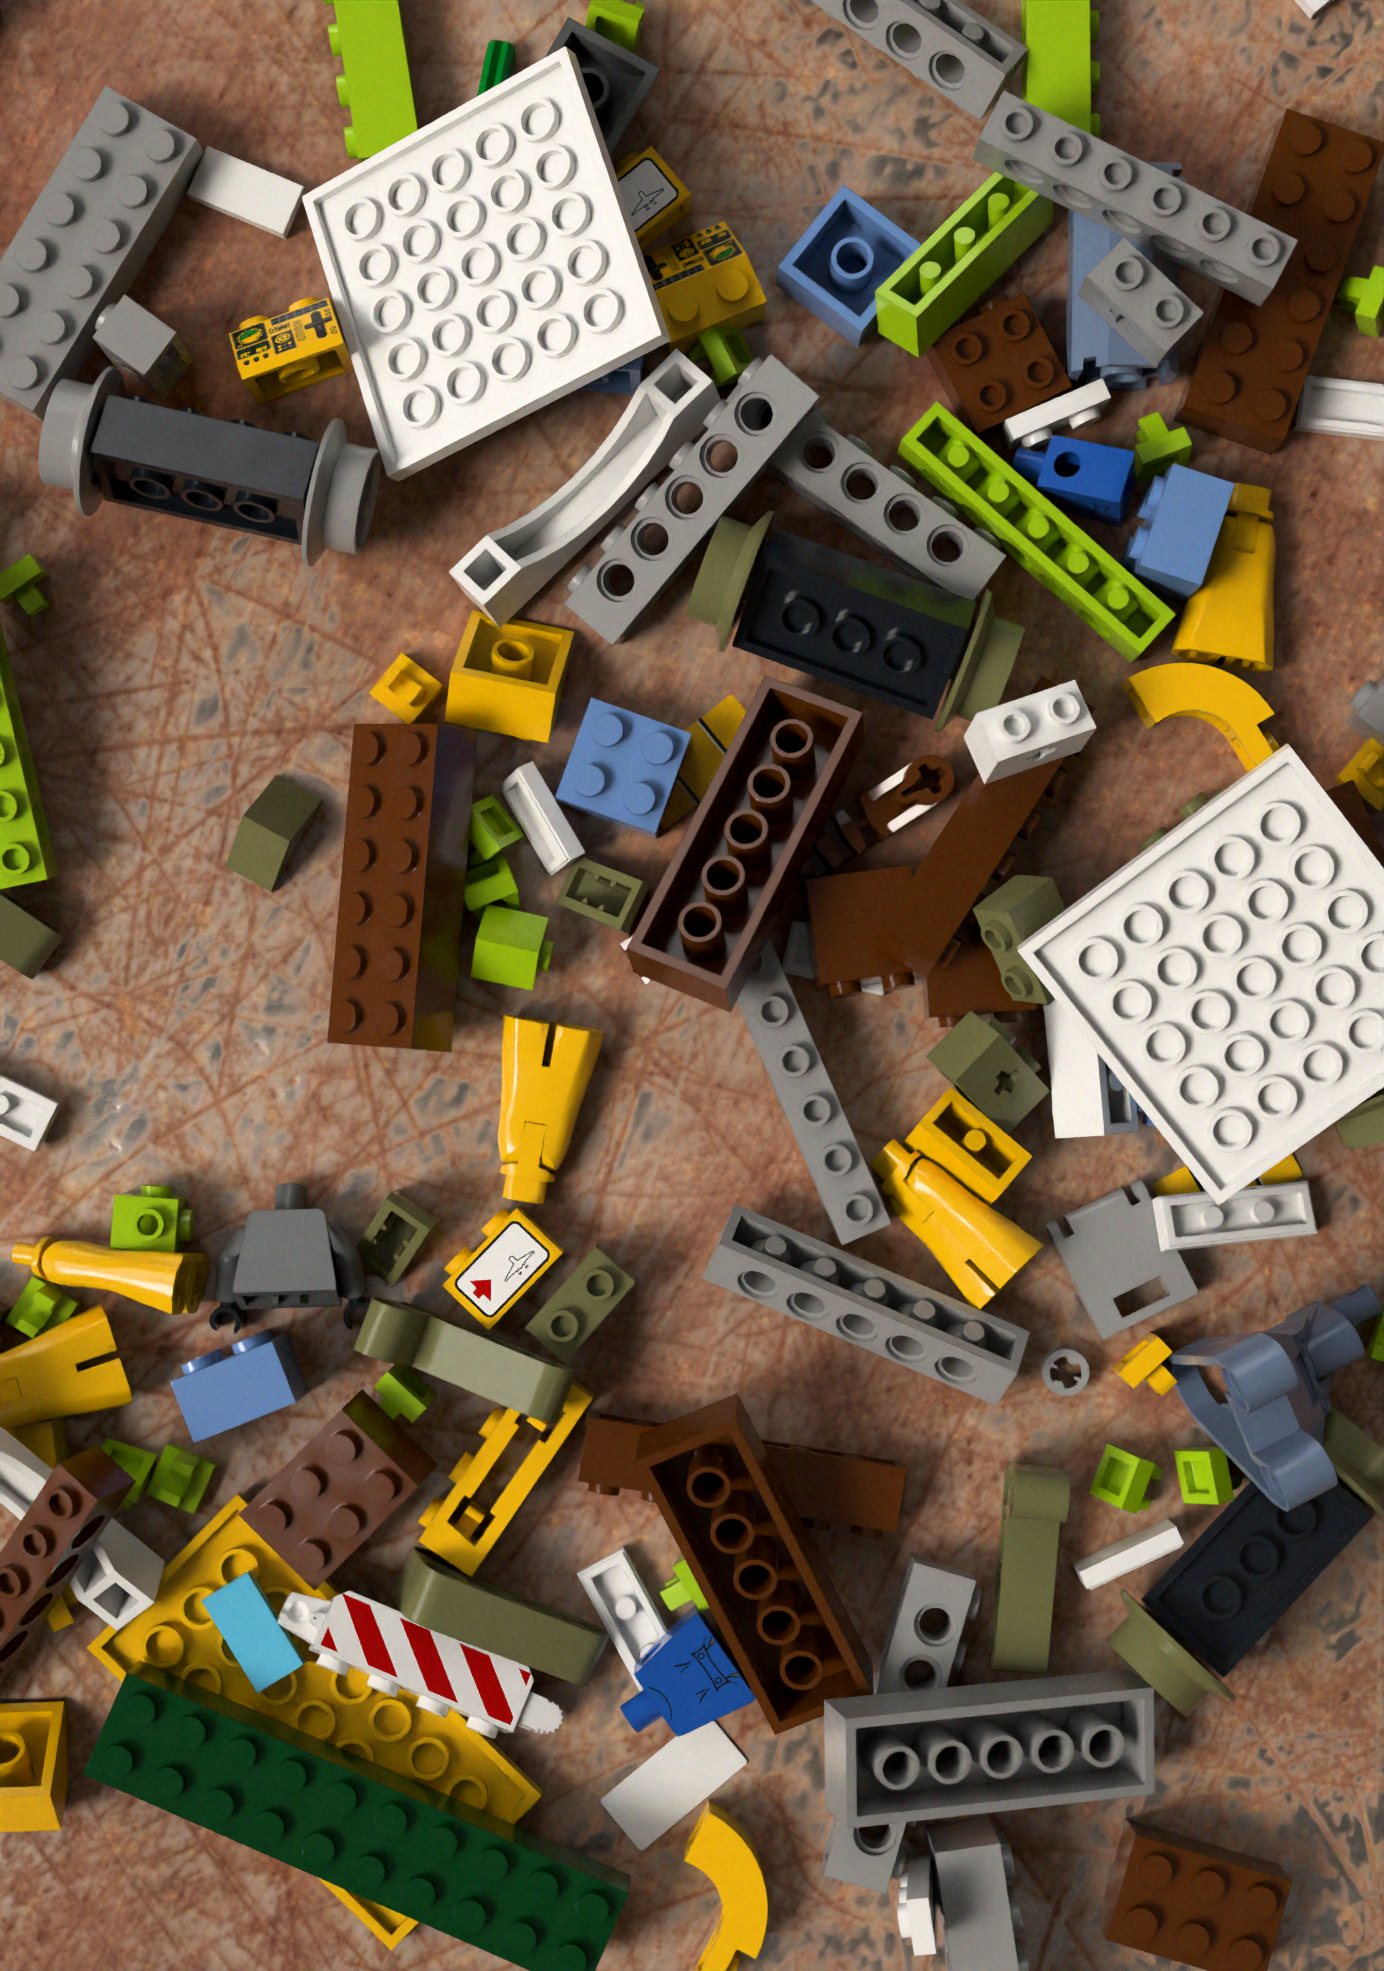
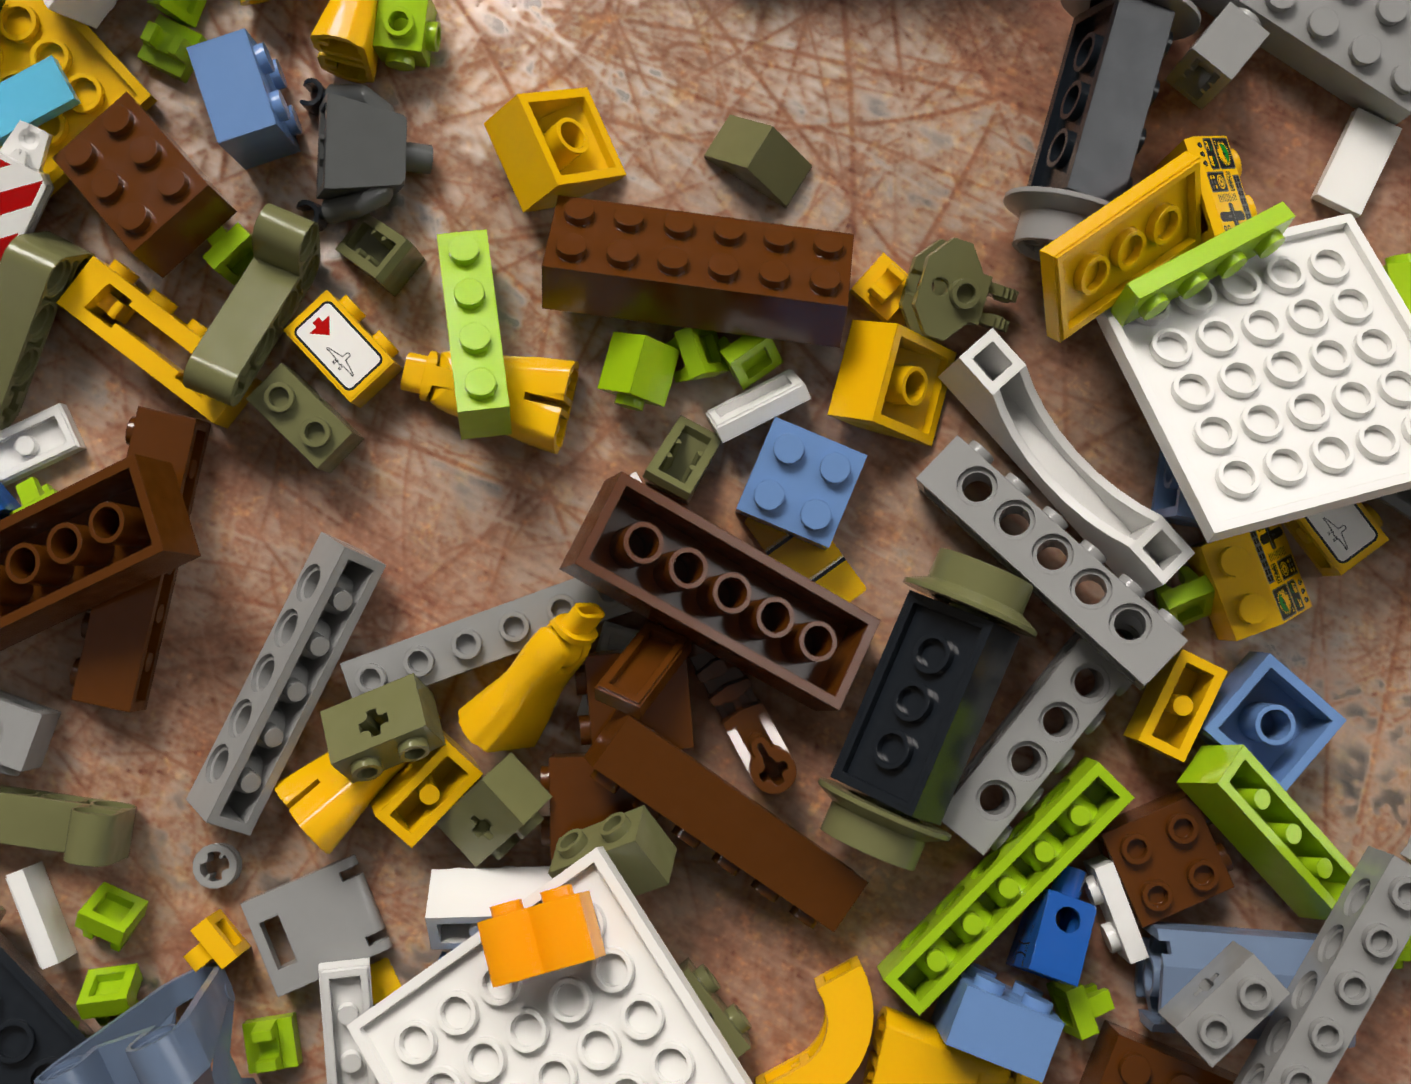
camera: 95 degrees right, 0 degrees up
(273, 1053) = (553, 146): none -> yellow slope
(362, 439) = (1119, 243): none -> yellow tile
(382, 365) = (1193, 269): none -> lime plate
(411, 619) = (950, 291): none -> olive hinge
(483, 1121) = (474, 334): none -> lime brick
(831, 918) = (643, 669): none -> reddish brown tile
(837, 361) = (1176, 705): none -> yellow brick
(874, 1052) = (522, 699): none -> yellow piece
(907, 1217) = (382, 729): none -> olive brick
(1029, 731) = (812, 869): white brick -> none
(1110, 999) = (540, 937): none -> light orange brick
(1249, 1300) = (272, 1043): none -> lime tile

